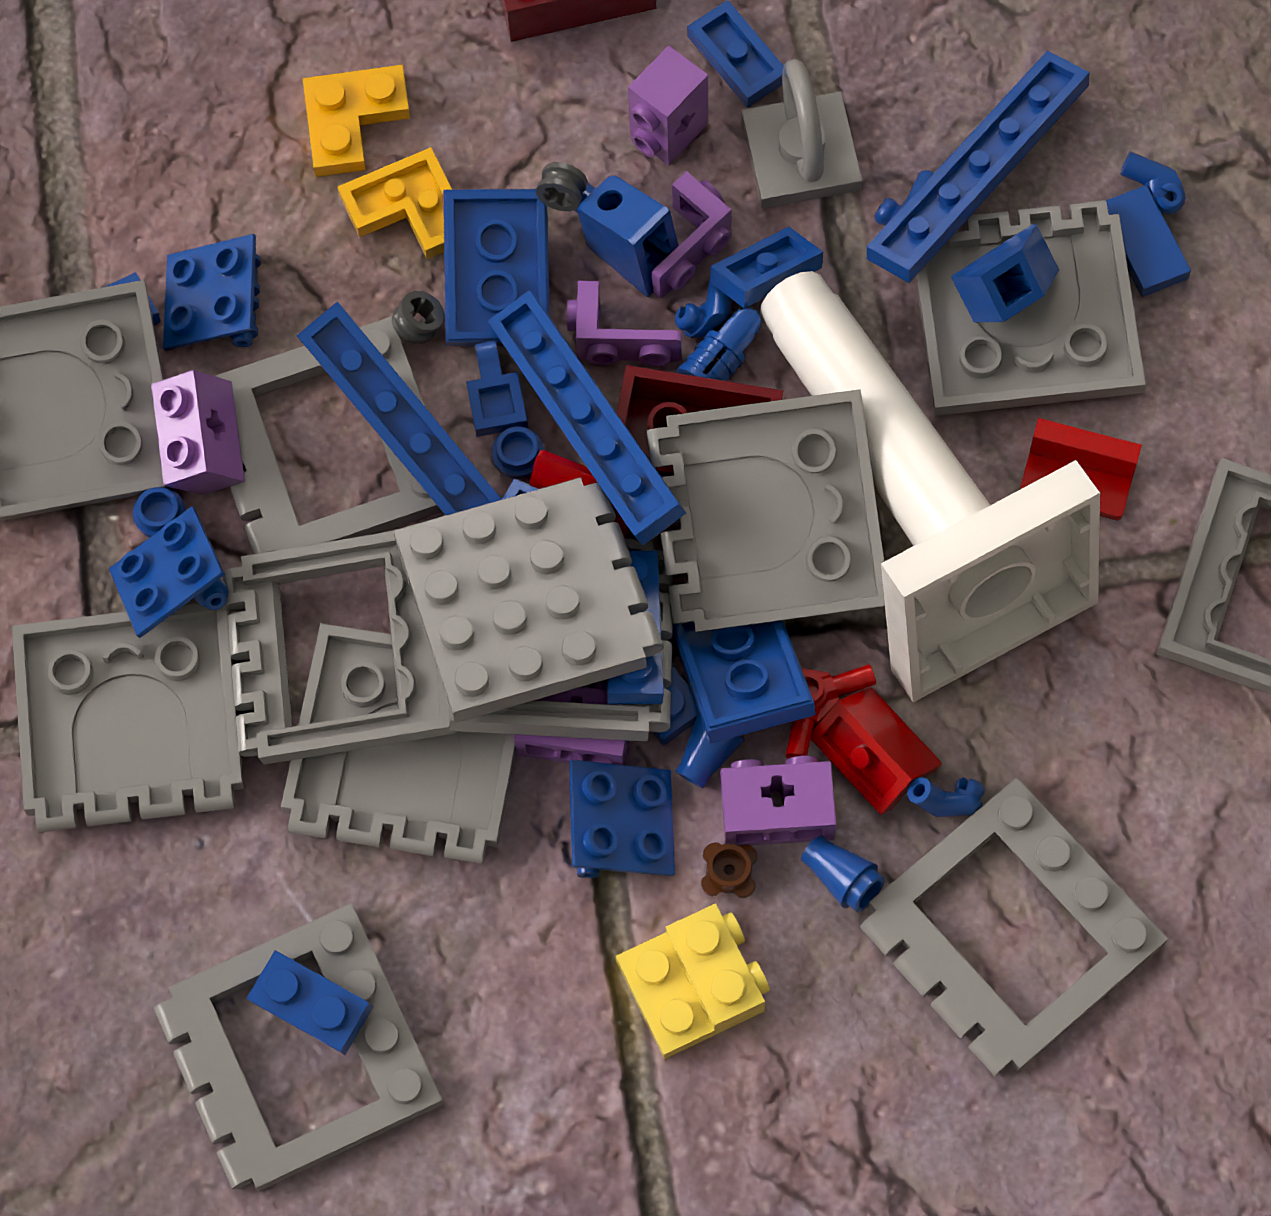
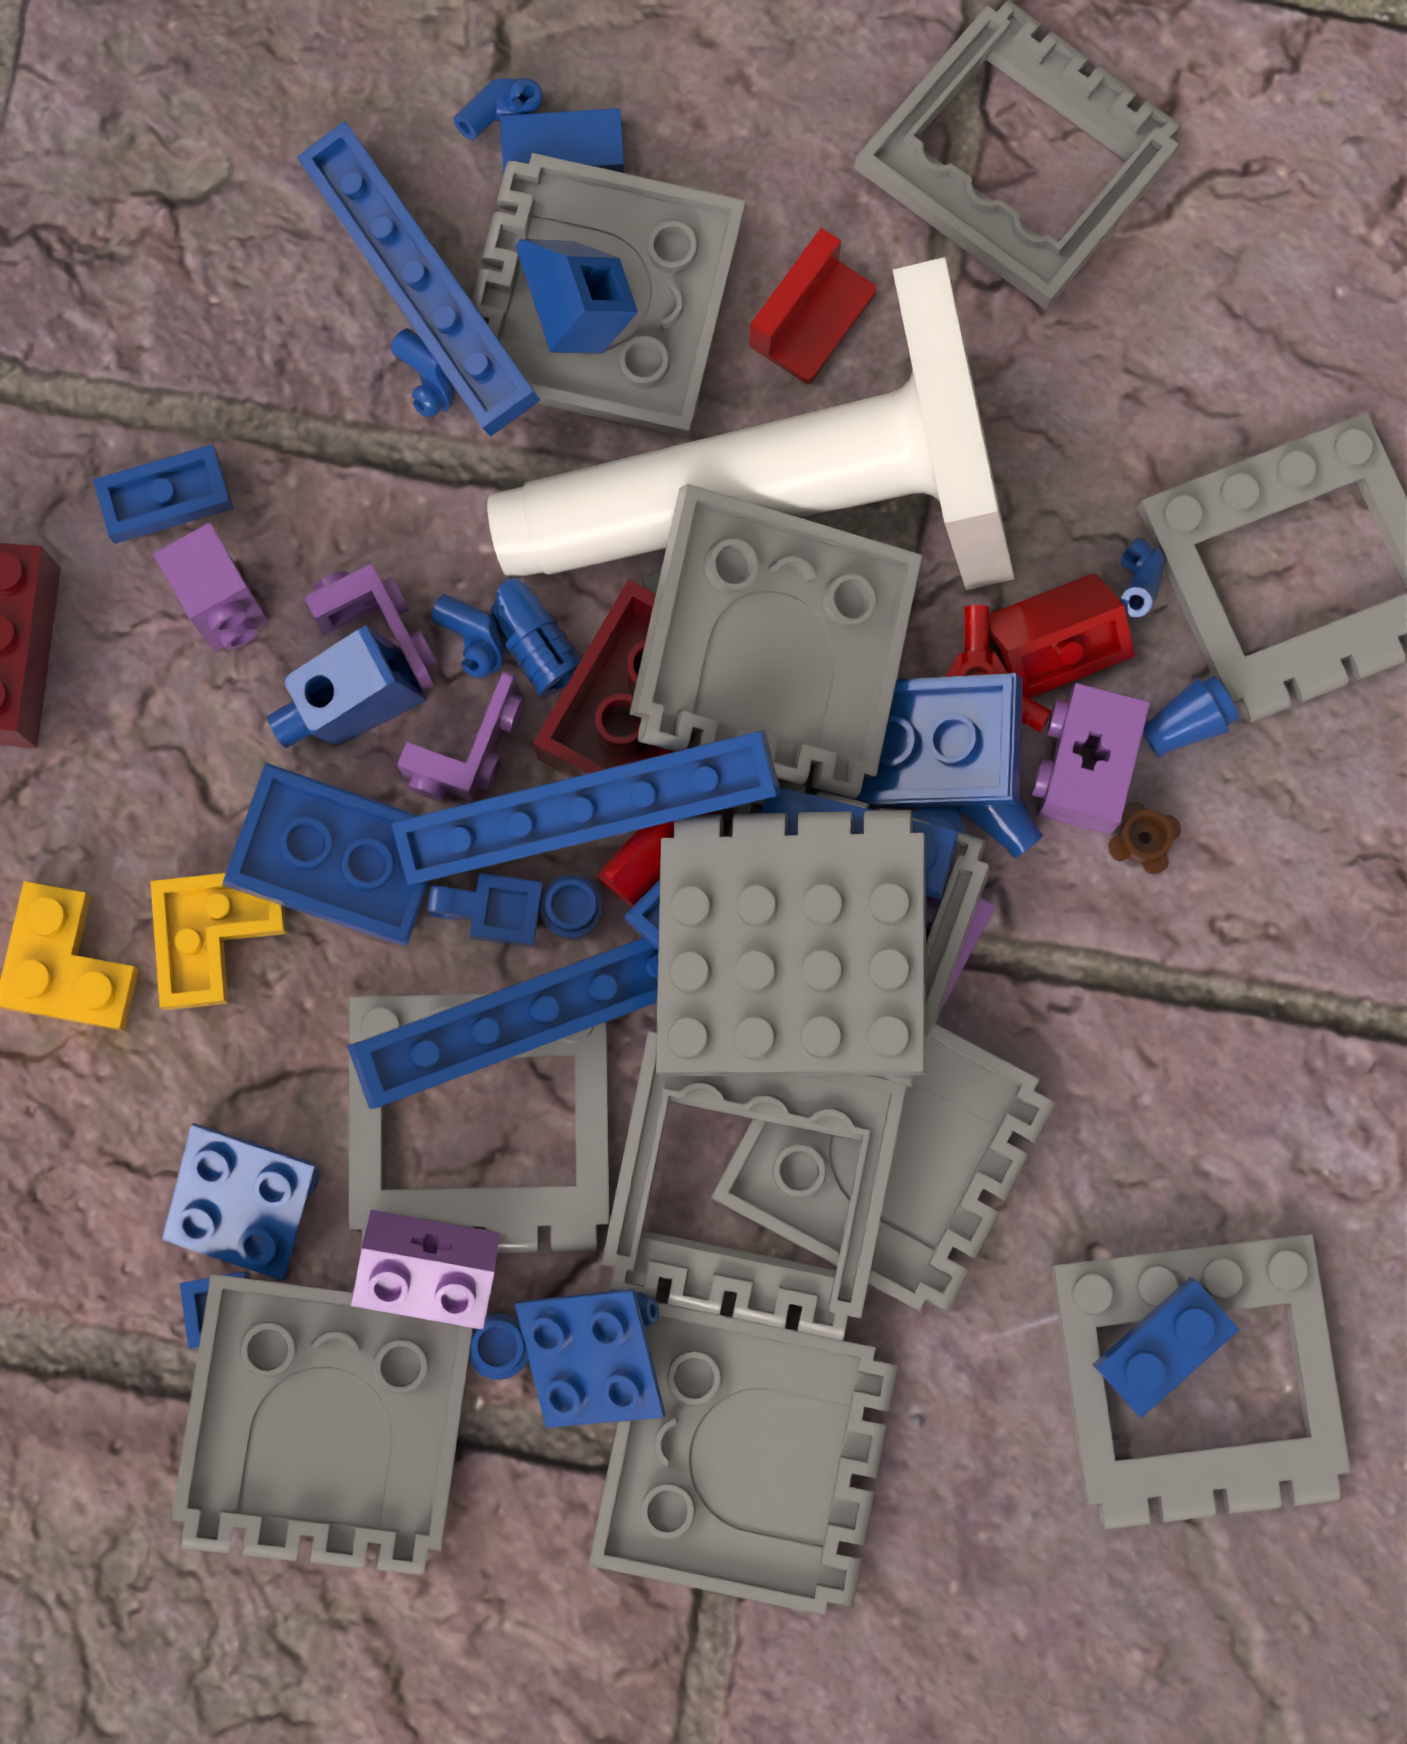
camera: 75 degrees left, 10 degrees up
(427, 307) = (350, 978): dark grey bush -> none
(561, 186) = (275, 742): dark grey bush -> none
(621, 819) = (1053, 935): blue hinge -> none
(694, 980) = (1259, 916): light yellow plate -> none
(760, 267) = (451, 552): blue plate -> none
(802, 144) = (305, 465): light grey tile -> none

